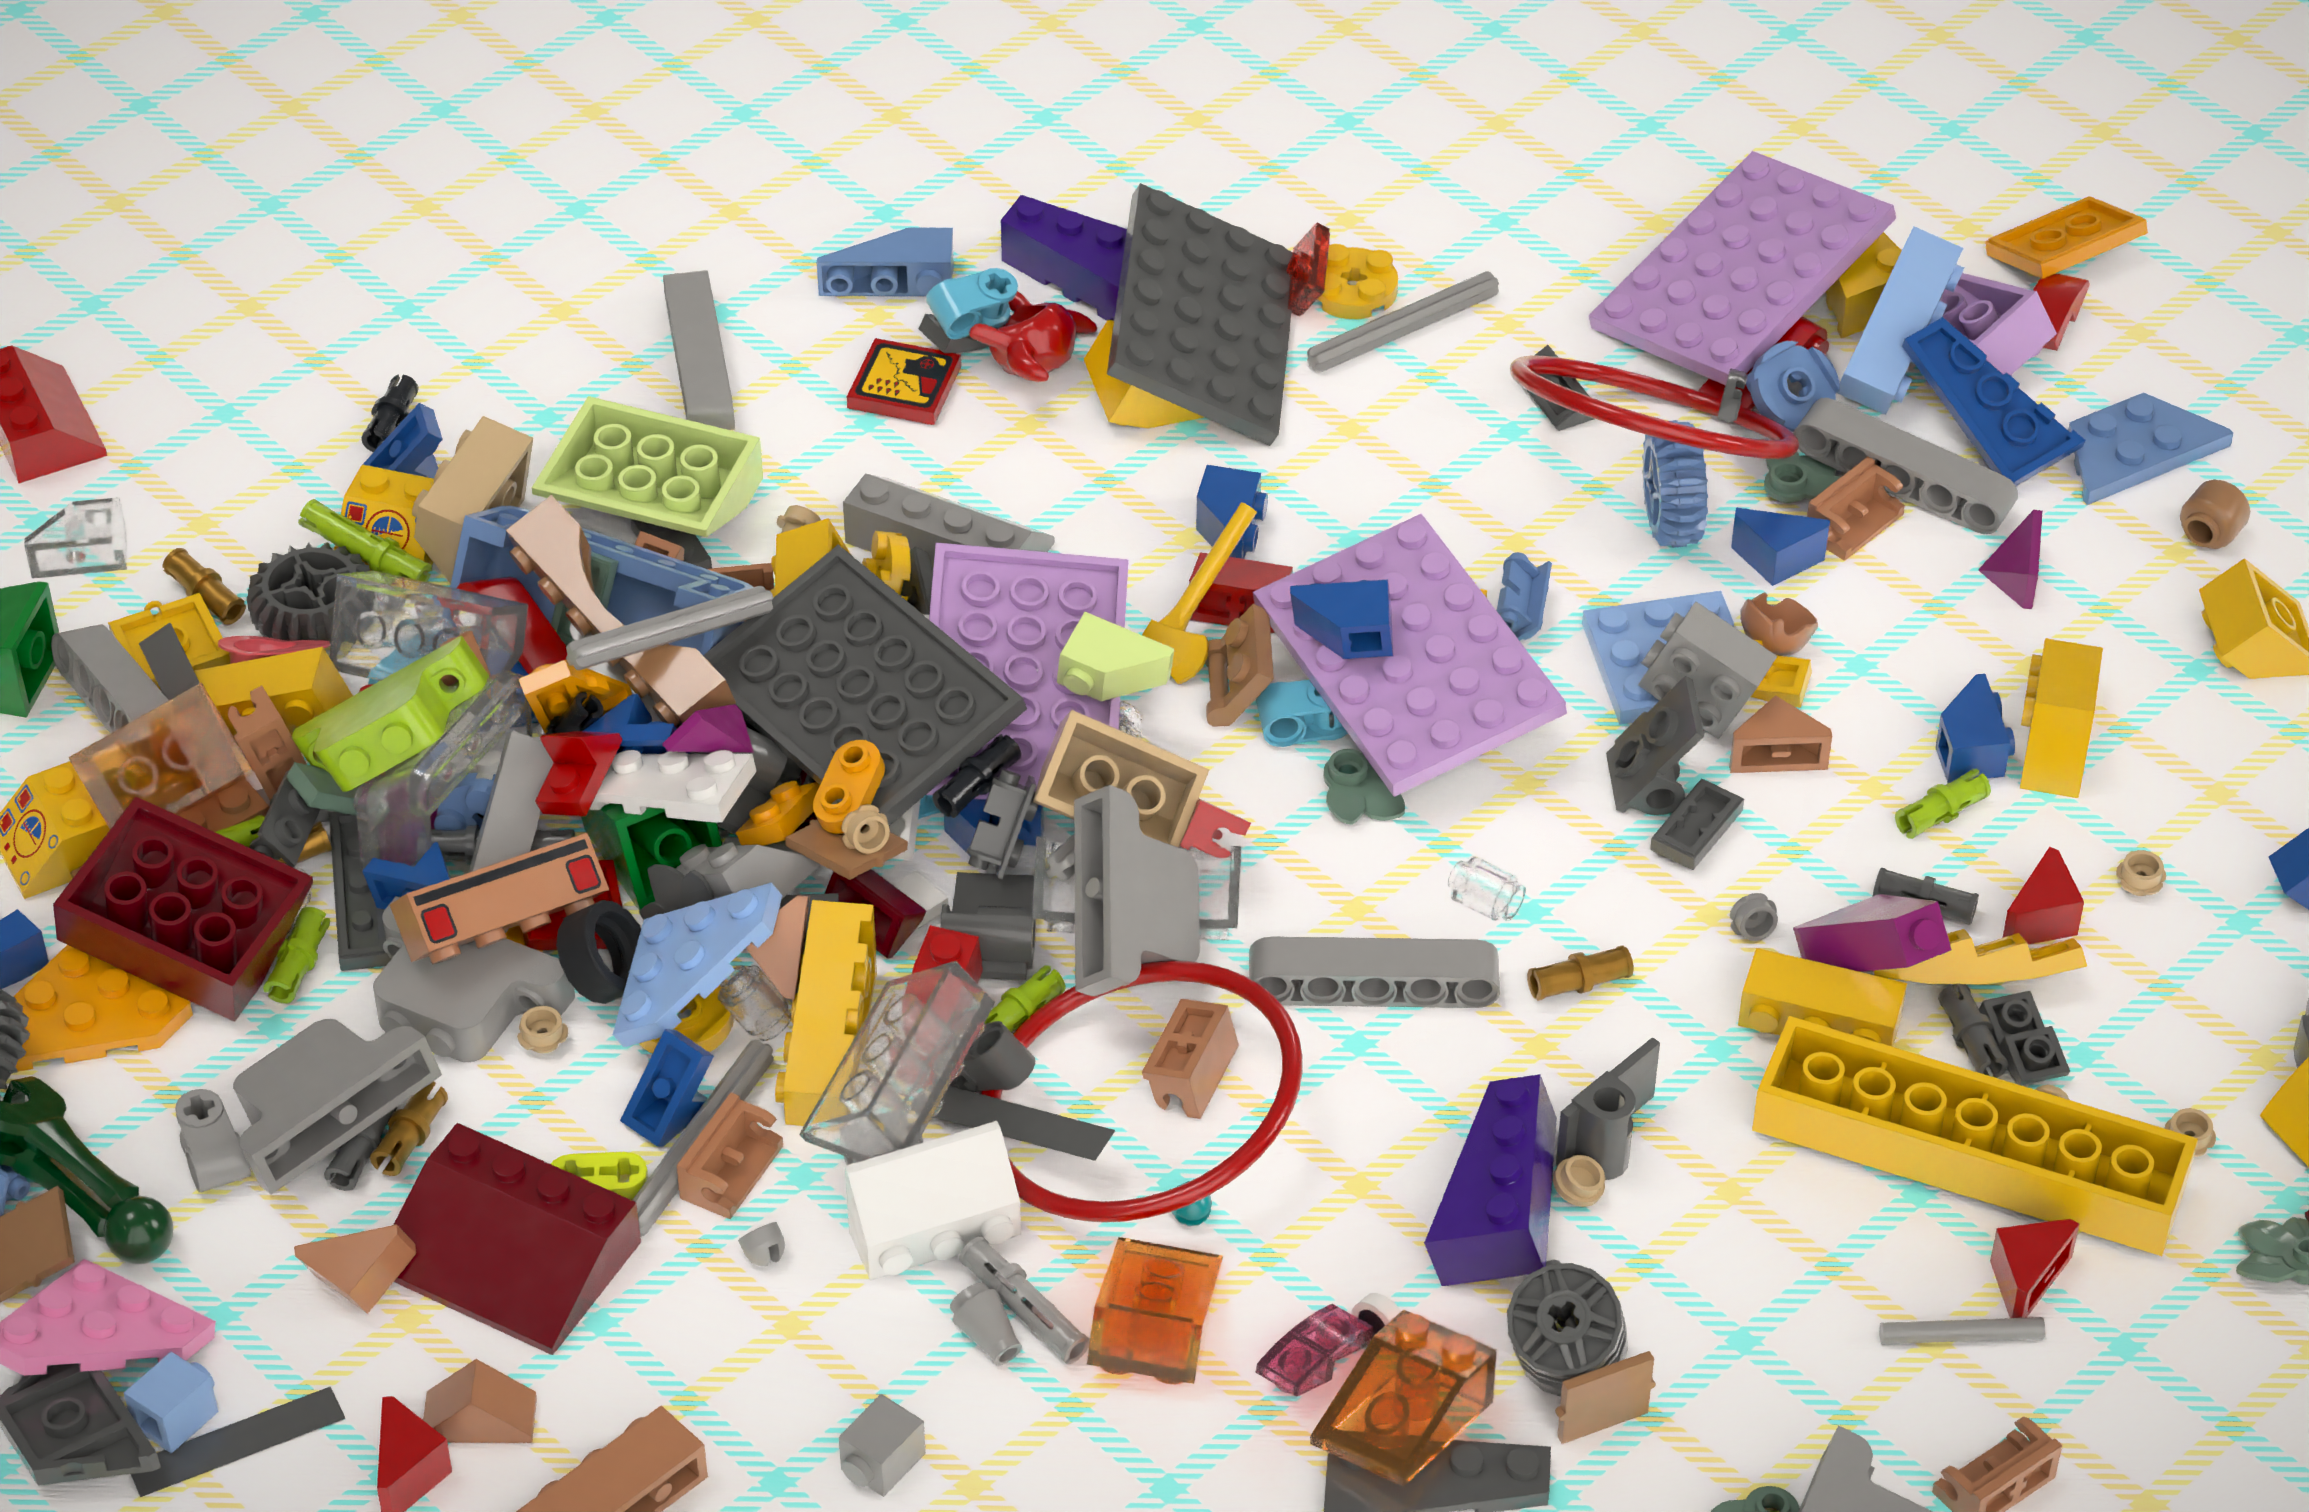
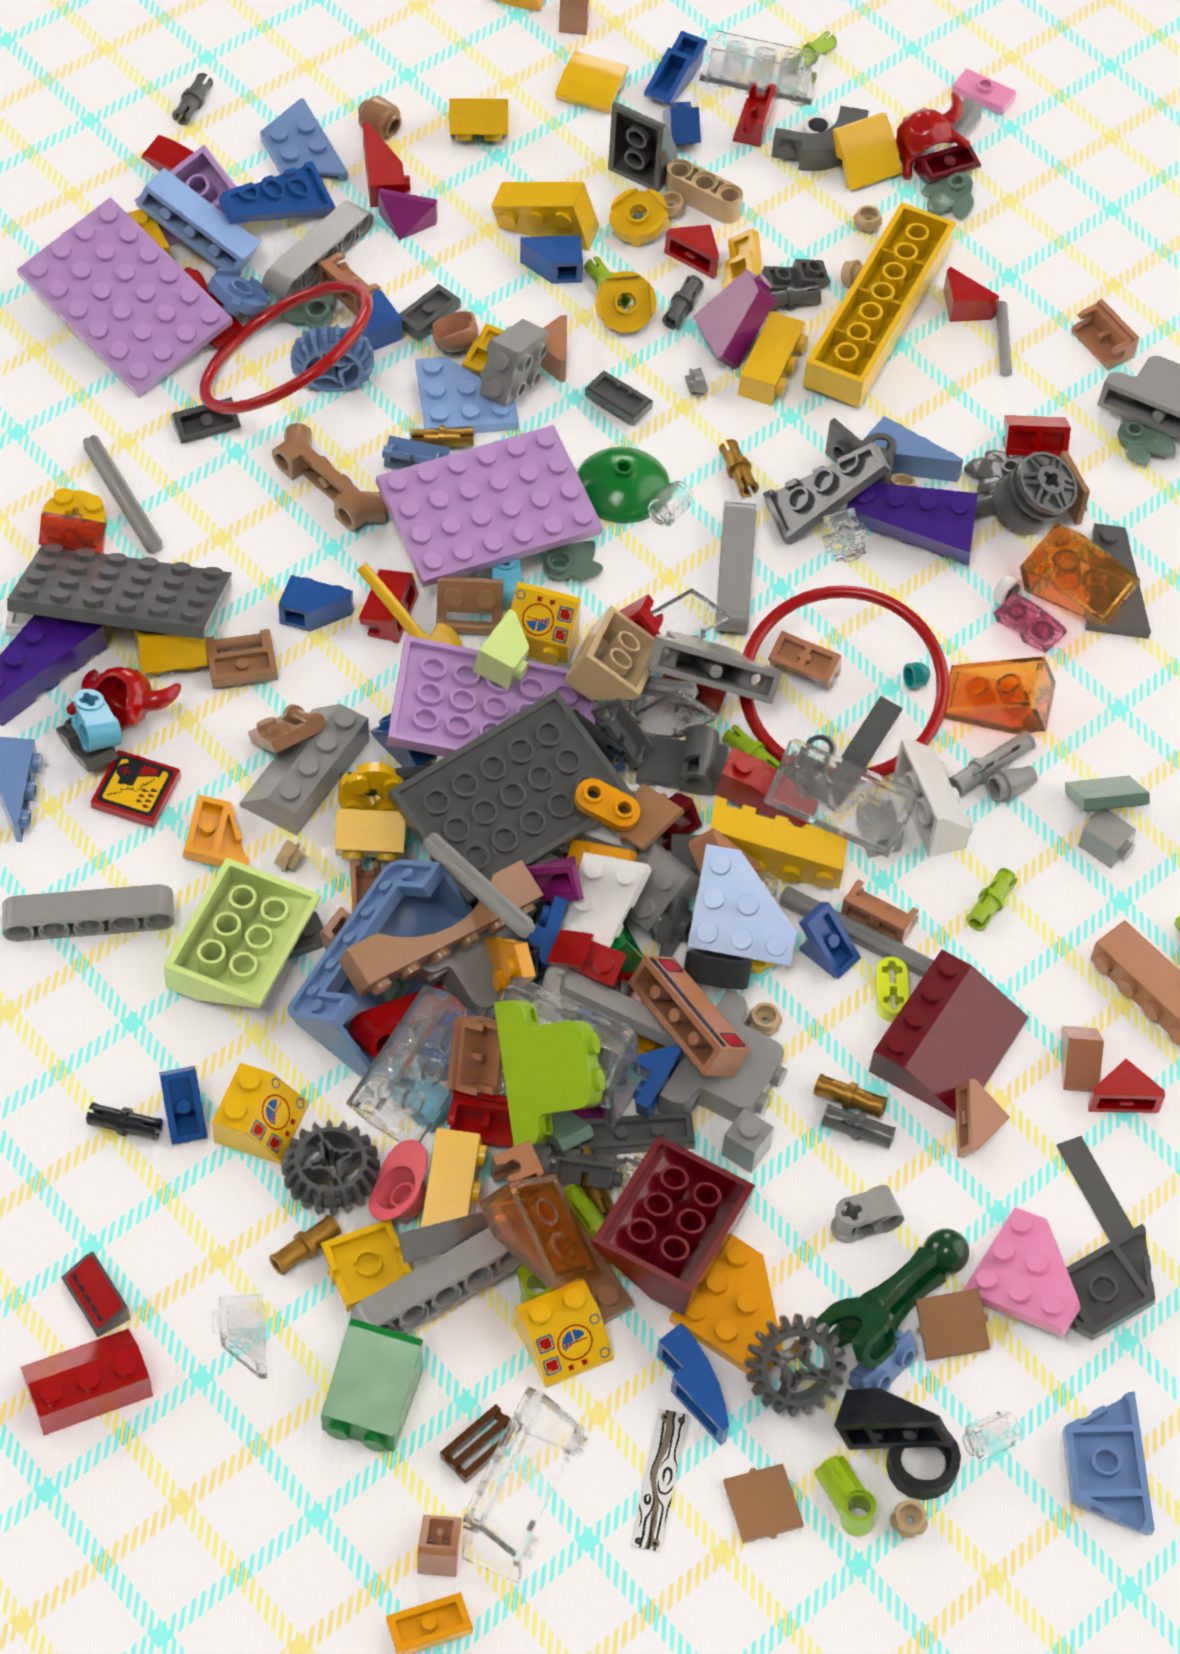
camera: 90 degrees left, 10 degrees up
(153, 419) = (96, 1295): none -> red slope
(172, 1401) = (1086, 1224): light blue brick -> none
(323, 1093) = (838, 1138): light grey brick -> none
(332, 994) = (747, 1140): none -> light grey brick
(380, 553) = (298, 1115): lime pin -> none
(484, 474) = (264, 1038): tan slope -> none
(762, 1299) = (991, 899): none -> lime pin
(763, 1244) = (946, 892): light grey hinge -> none
(829, 454) = (214, 833): none -> light orange wing
(873, 836) = (647, 797): tan plate -> none
(960, 1435) = (1107, 793): none -> tile
(995, 492) = (281, 732): none -> medium nougat plate
(1115, 459) = (241, 665): none -> medium nougat plate
(1215, 735) = (548, 622): none -> yellow slope
(1346, 616) = (481, 520): blue slope -> none
(1445, 1094) = (844, 536): none -> clear brick
(1493, 481) = (351, 505): none -> medium nougat plate
(1513, 1045) = (805, 501): none -> wing
(1537, 837) = (622, 483): none -> green dish
(1570, 629) = (444, 436): none -> pearl gold pin
(1648, 753) = (572, 397): dark grey piece -> none
(1652, 1314) = (990, 469): none -> dark grey plate
(1658, 1170) = (917, 454): none -> medium blue slope
(1729, 1360) = (1036, 434): none -> red hinge
(1731, 397) = (267, 312): dark grey tile -> none
(1828, 599) = (433, 305): none -> dark grey plate
(1903, 826) = (637, 289): none -> yellow plate
(2066, 237) = (107, 141): light orange tile -> none
(2095, 827) = (641, 230): none -> yellow plate
(2101, 525) = (382, 166): none -> red slope
(2179, 908) = (705, 190): none -> tan beam
(2191, 319) = (192, 98): none -> dark grey pin
(2230, 804) = (639, 147): none -> dark grey slope

